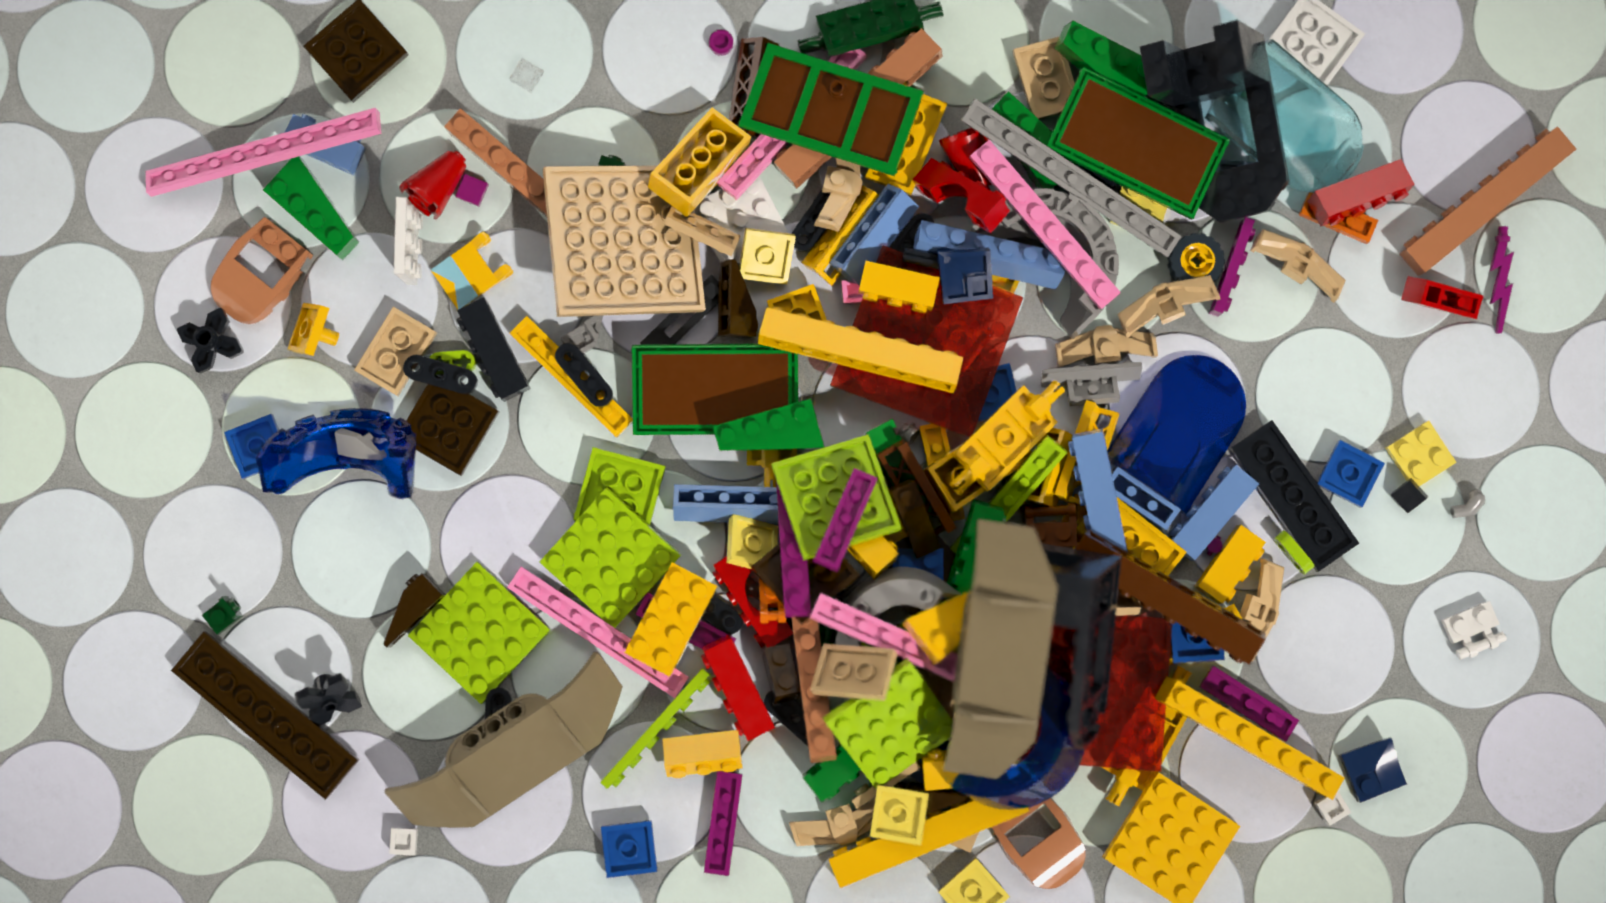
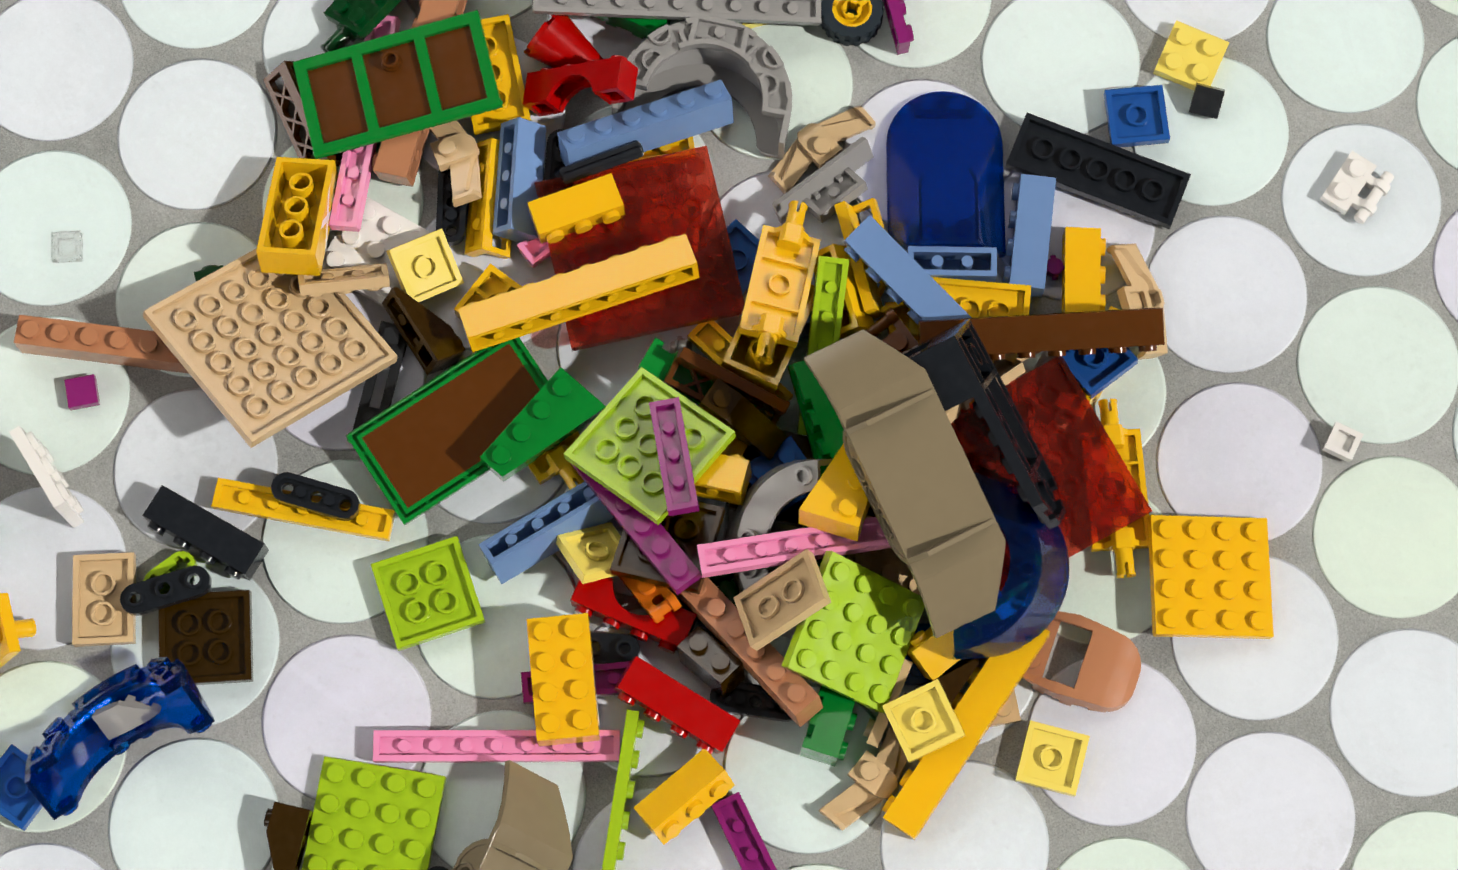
camera: 30 degrees left, 10 degrees down
(435, 183) = (40, 405): red cone -> none
(467, 274) = (129, 477): yellow flag -> none
(584, 336) = (292, 458): light grey slope -> none
(610, 558) = (460, 662): lime plate -> none
(721, 42) = (245, 95): magenta tile -> none
(965, 274) = (635, 156): dark blue plate -> none
(1045, 224) = (682, 61): bright pink plate -> none
(1166, 302) = (850, 66): tan plate -> none
(1249, 703) = (1192, 395): magenta plate -> none
(1249, 738) = (1214, 422): yellow brick -> none
(1294, 552) = (1135, 223): lime beam -> none
(1373, 769) = (1355, 380): dark blue plate -> none
(1475, 503) = (1273, 77): light grey arm -> none

